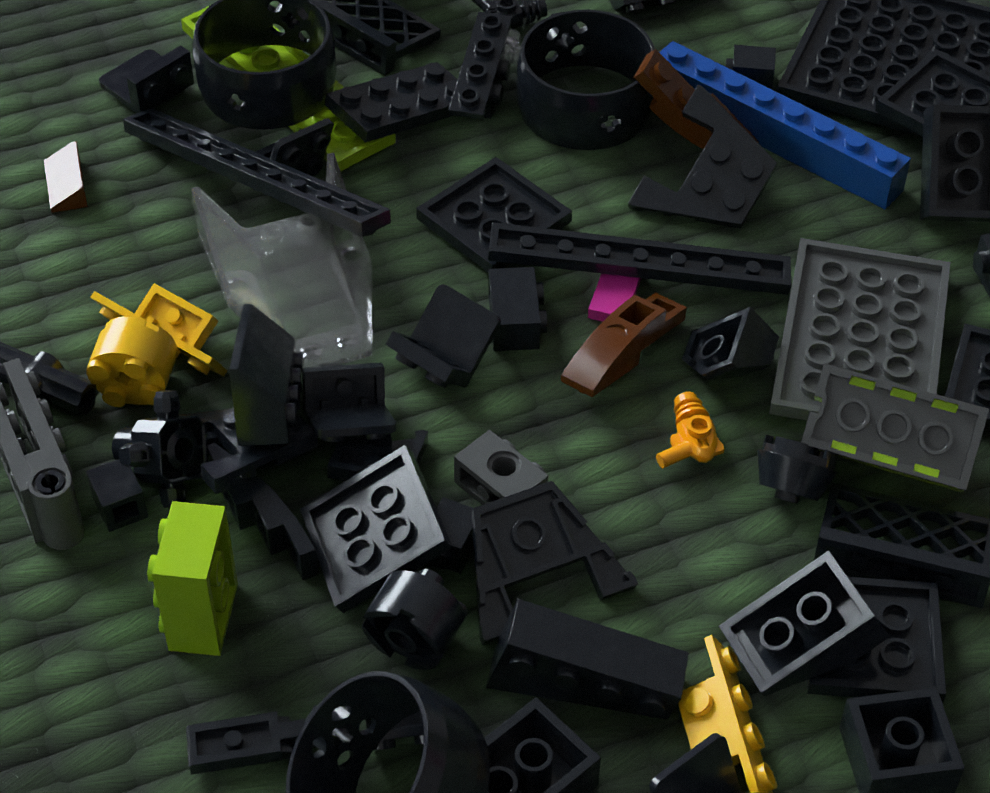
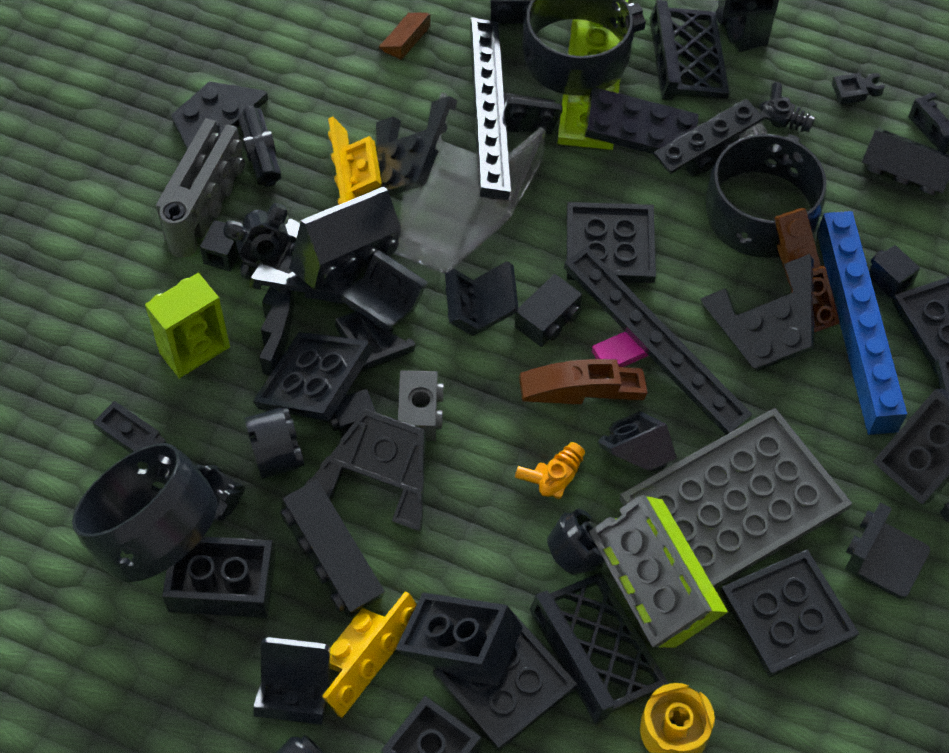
camera: 45 degrees right, 10 degrees up
(131, 362) = (303, 175): yellow brick -> none
(228, 270) = (409, 160): none -> black wing

